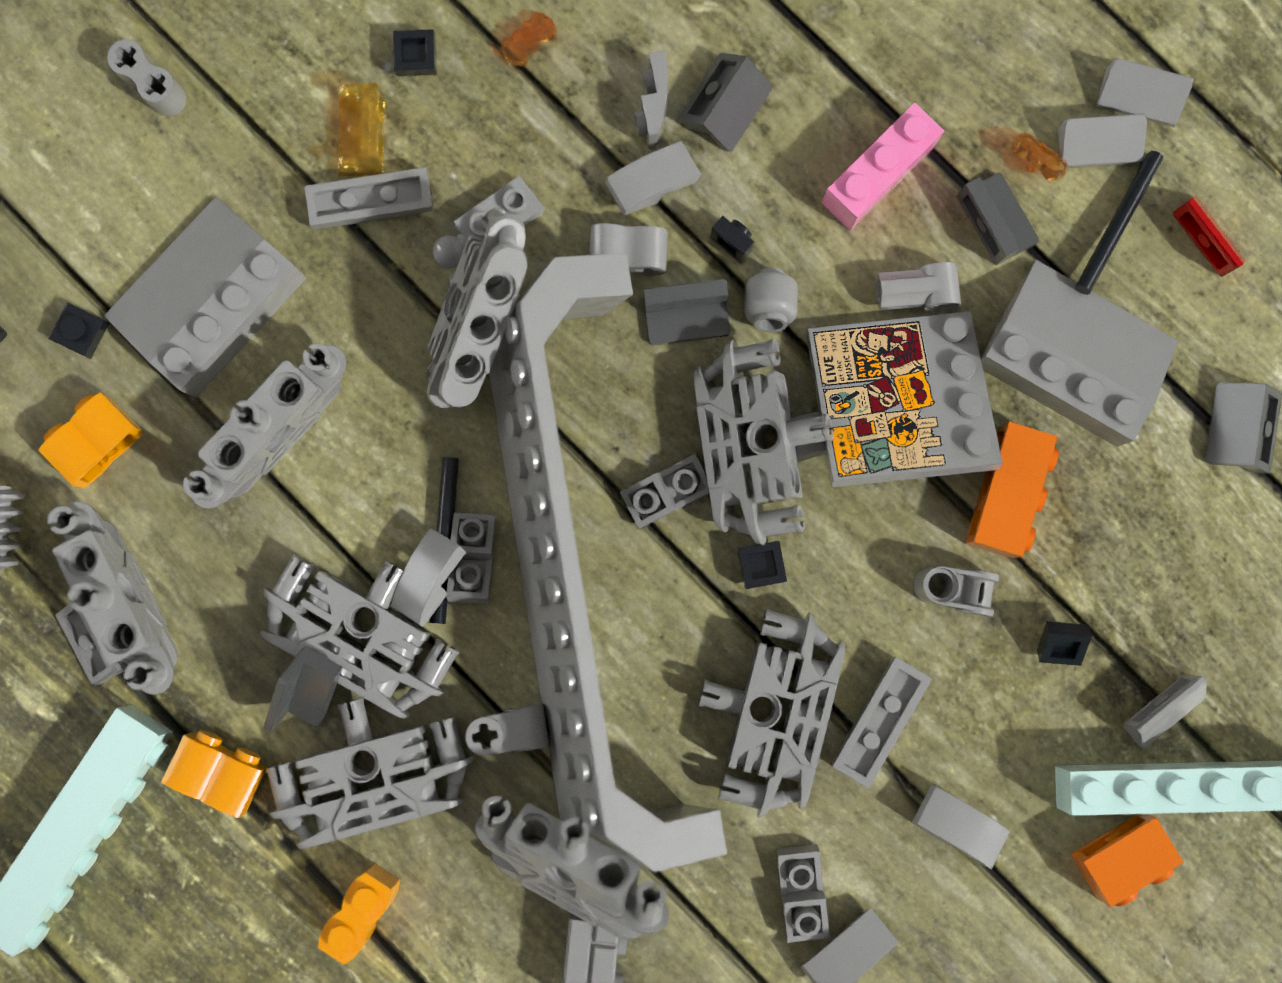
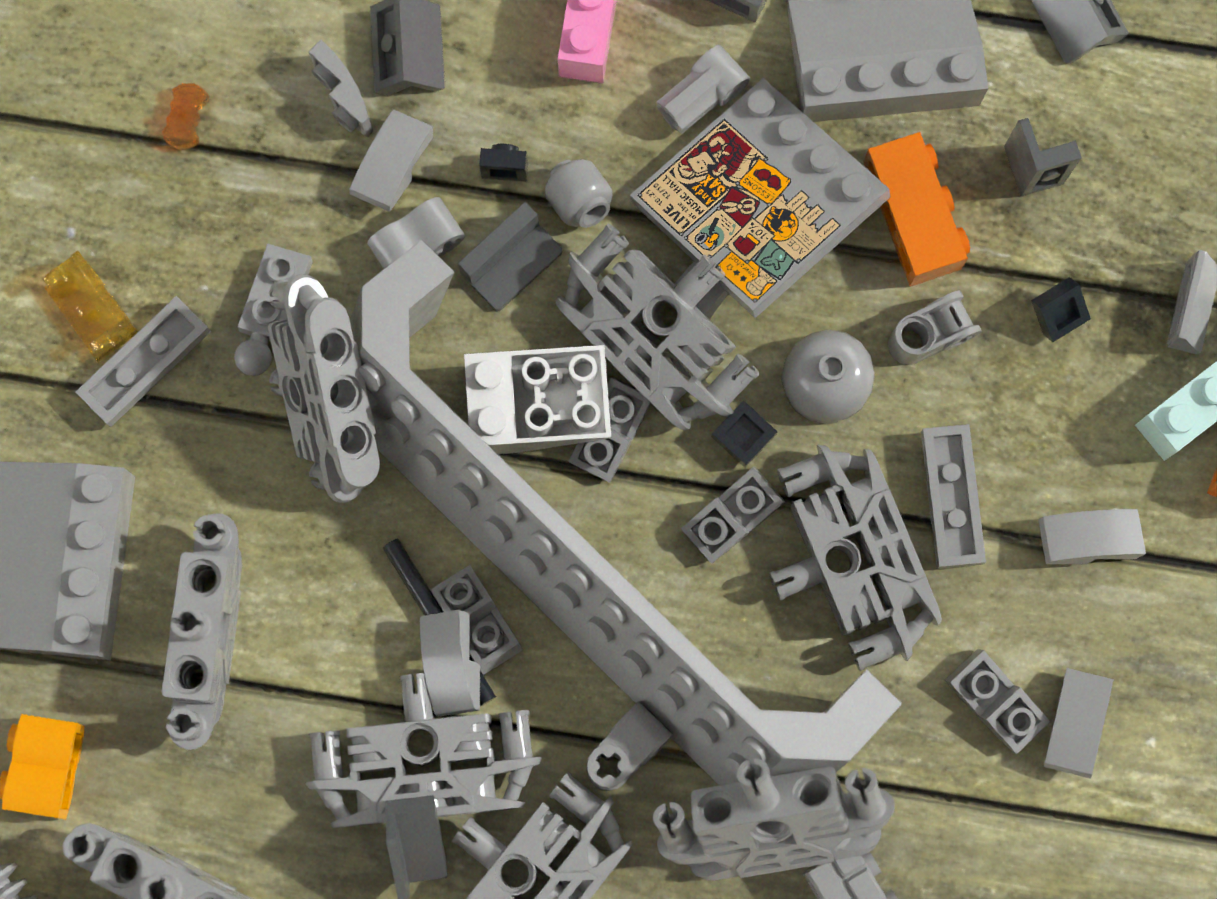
camera: 35 degrees left, 5 degrees down
(414, 52) = (89, 201): black plate -> none
(629, 430) = (538, 397): none -> white slope
(710, 617) = (733, 515): none -> light grey slope
(854, 567) = (828, 376): none -> light grey cylinder
(1121, 521) = (1038, 169): none -> dark grey panel

